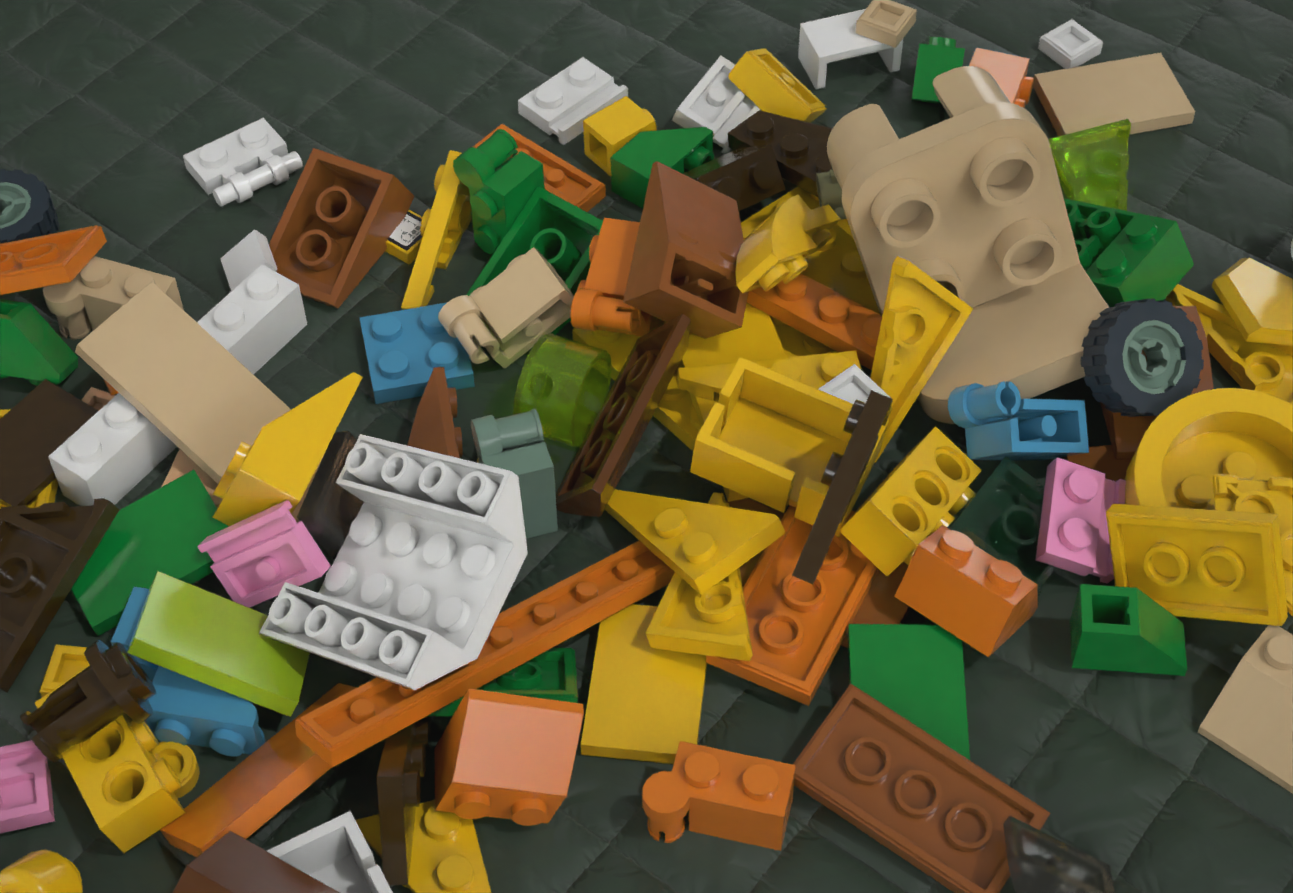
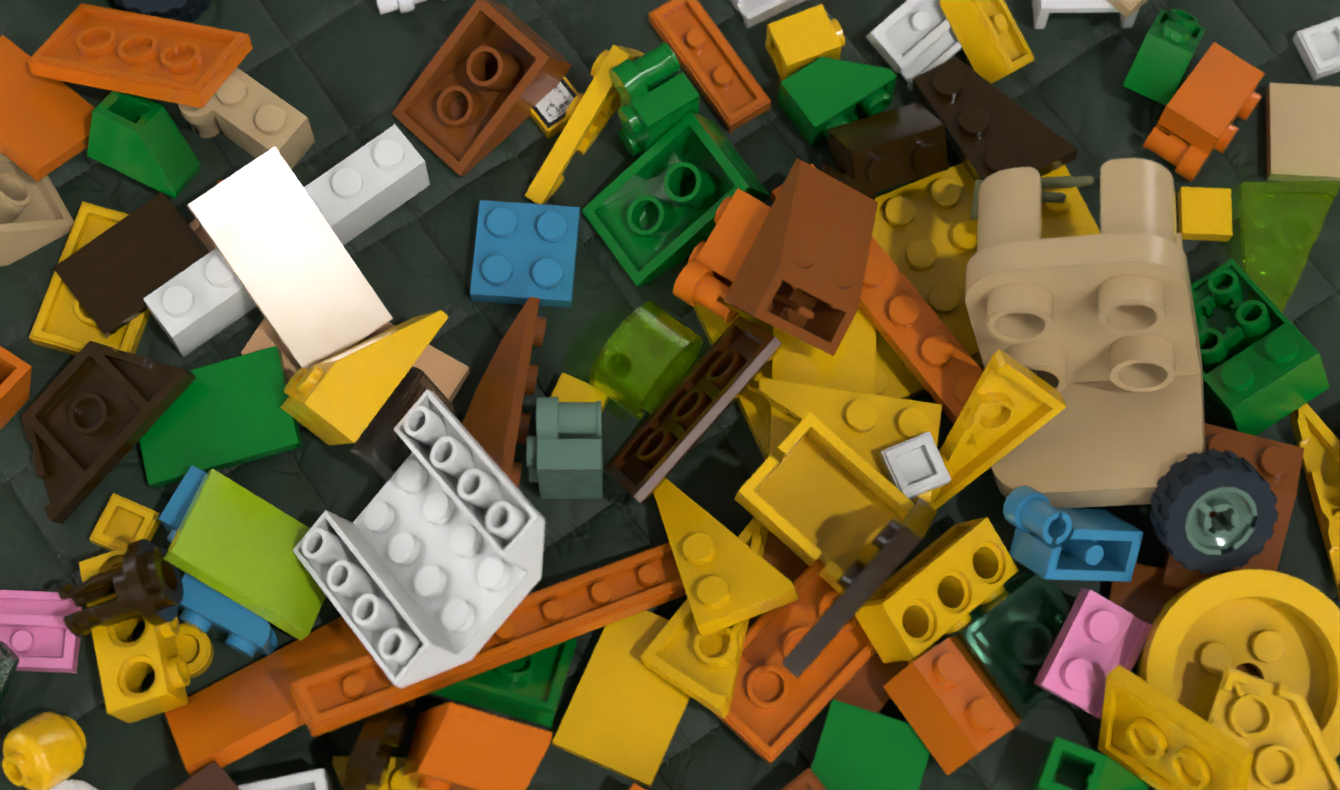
camera: 15 degrees right, 20 degrees up
(247, 257) = (388, 102): white tile -> none
(263, 554) = (315, 471): bright pink plate -> none
(509, 310) = (624, 247): tan hinge -> none
(782, 243) = (902, 274): yellow slope -> none

